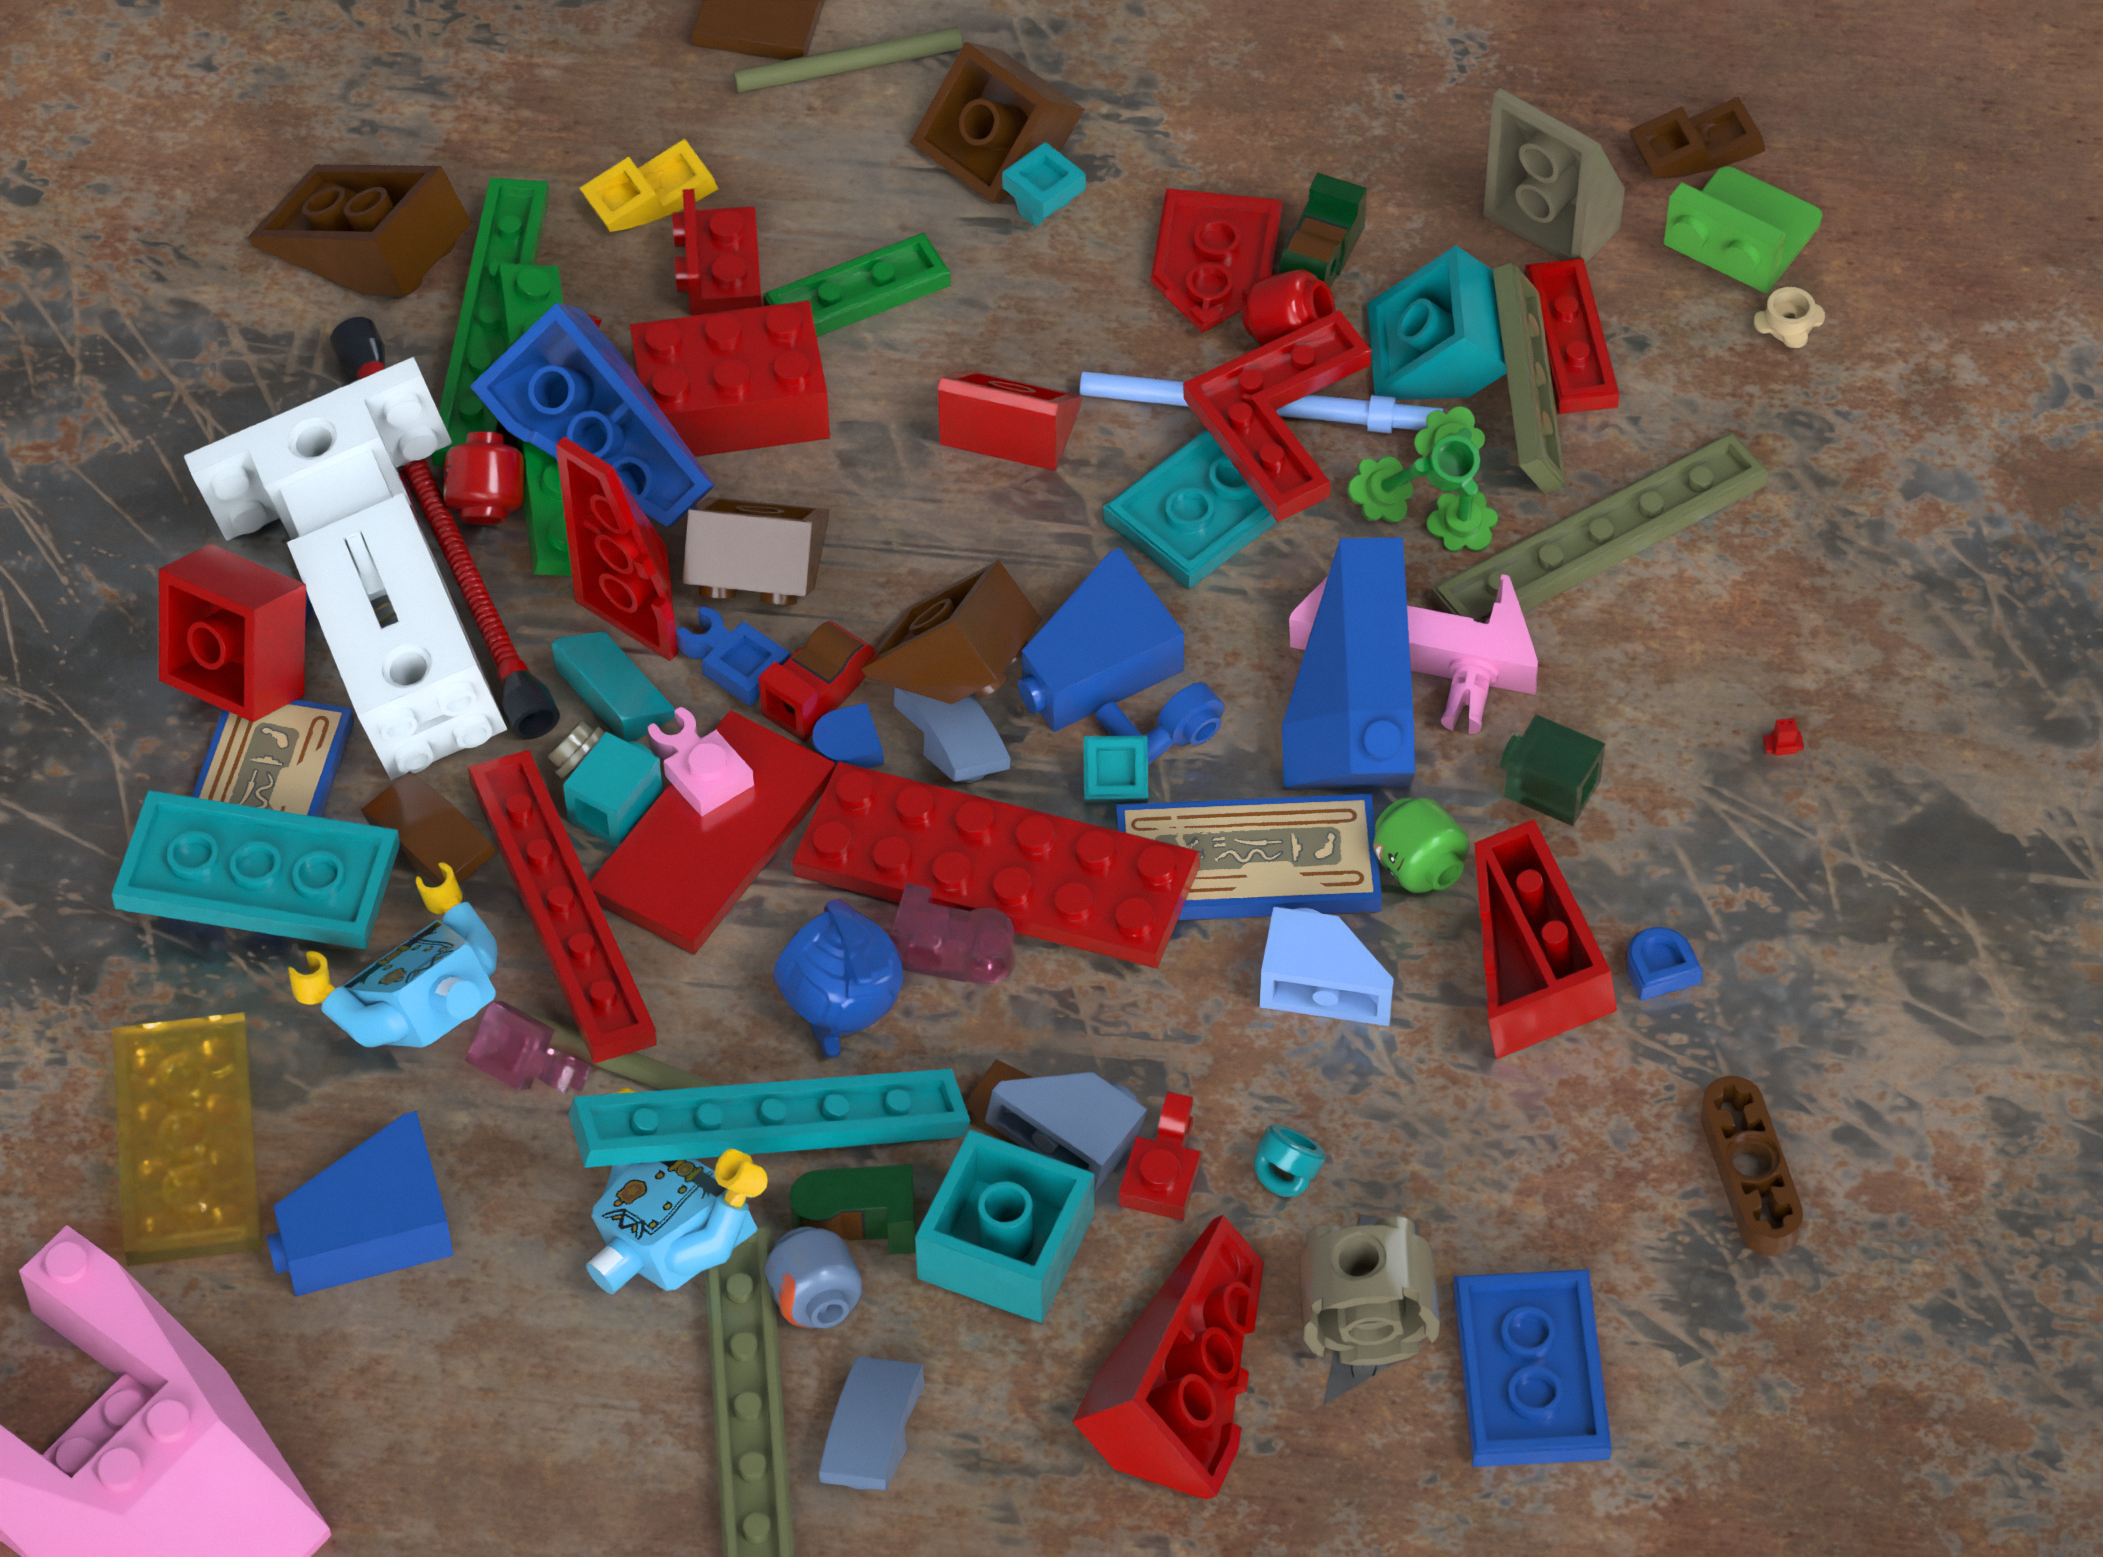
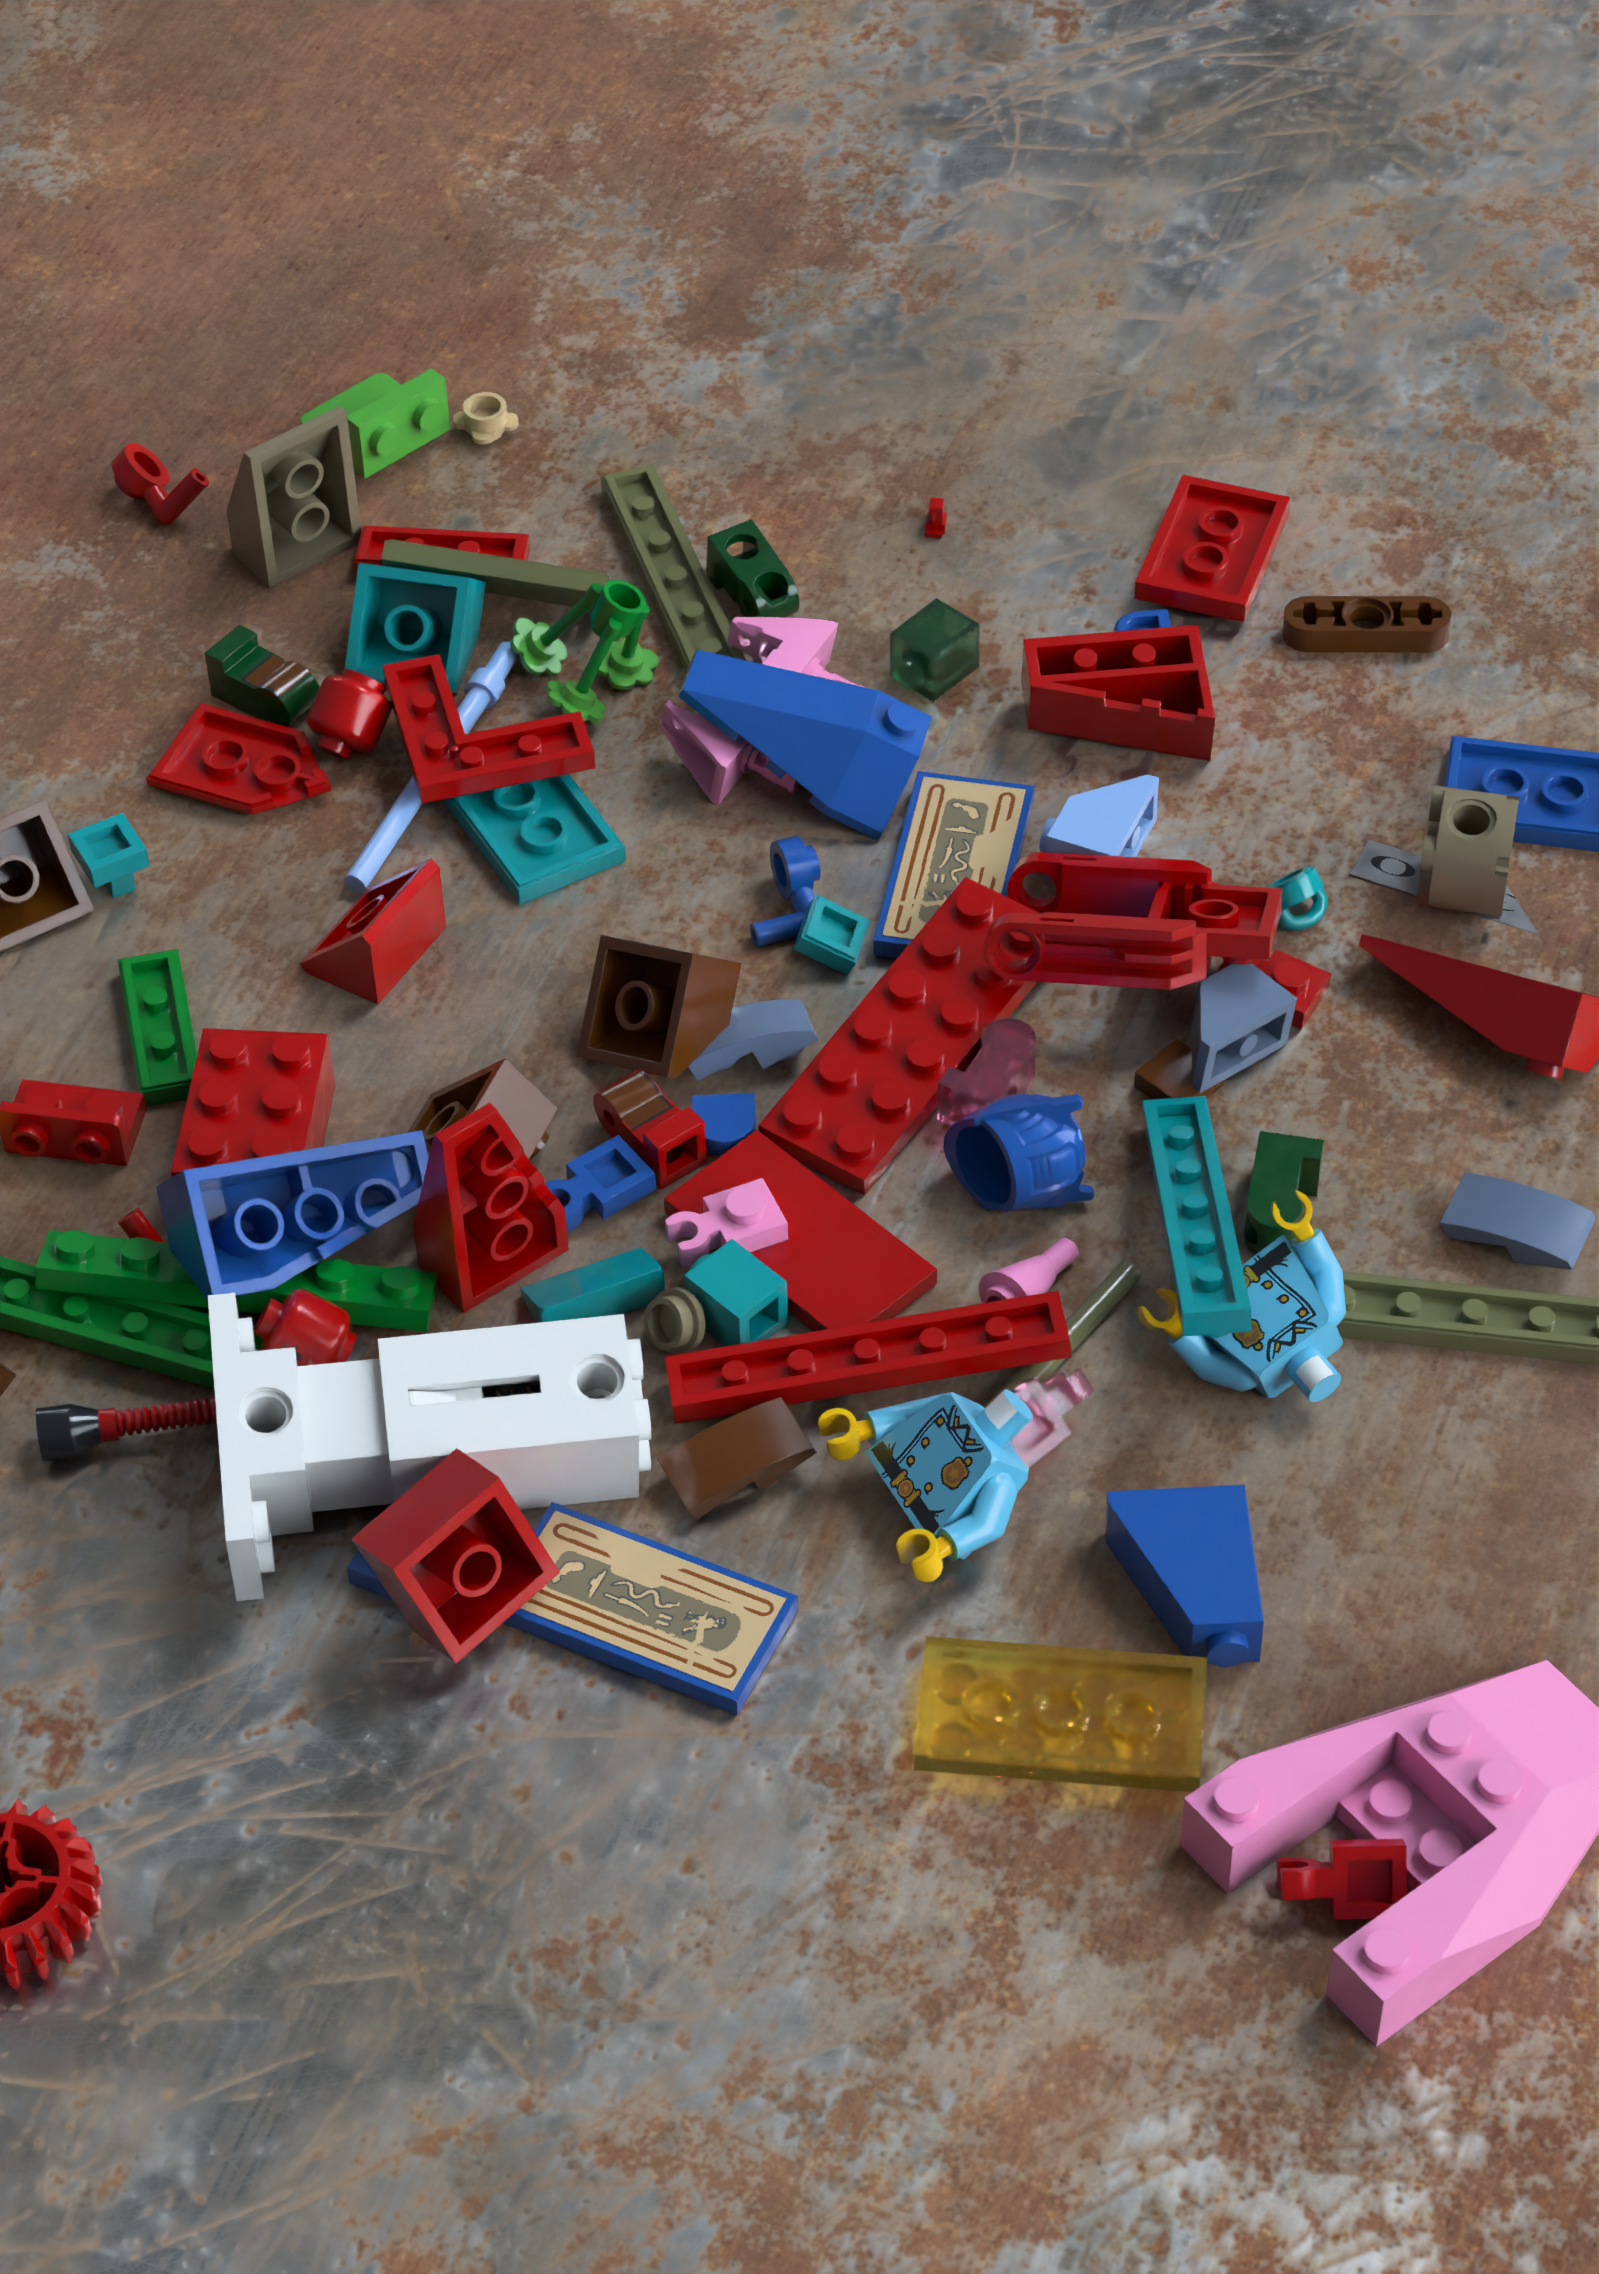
camera: 75 degrees left, 5 degrees down
(40, 1396) = (1359, 1879): none -> red plate
(256, 869) = (753, 1596): teal plate -> none
(687, 1015) = (1030, 1275): none -> bright pink cone
(812, 1275) = (1360, 1229): sand blue head -> none
(1005, 1226) = (1339, 1080): teal brick -> none
(1100, 646) = (682, 903): blue slope -> none
(1157, 1054) = (1131, 922): none -> red plate
(1420, 844) = (993, 742): bright green head -> none
(1567, 94) = (144, 476): none -> red plate
(1613, 589) = (755, 576): none -> dark green leg
(1687, 146) = (253, 420): reddish brown slope -> none
(1817, 995) = (1212, 548): none -> red plate

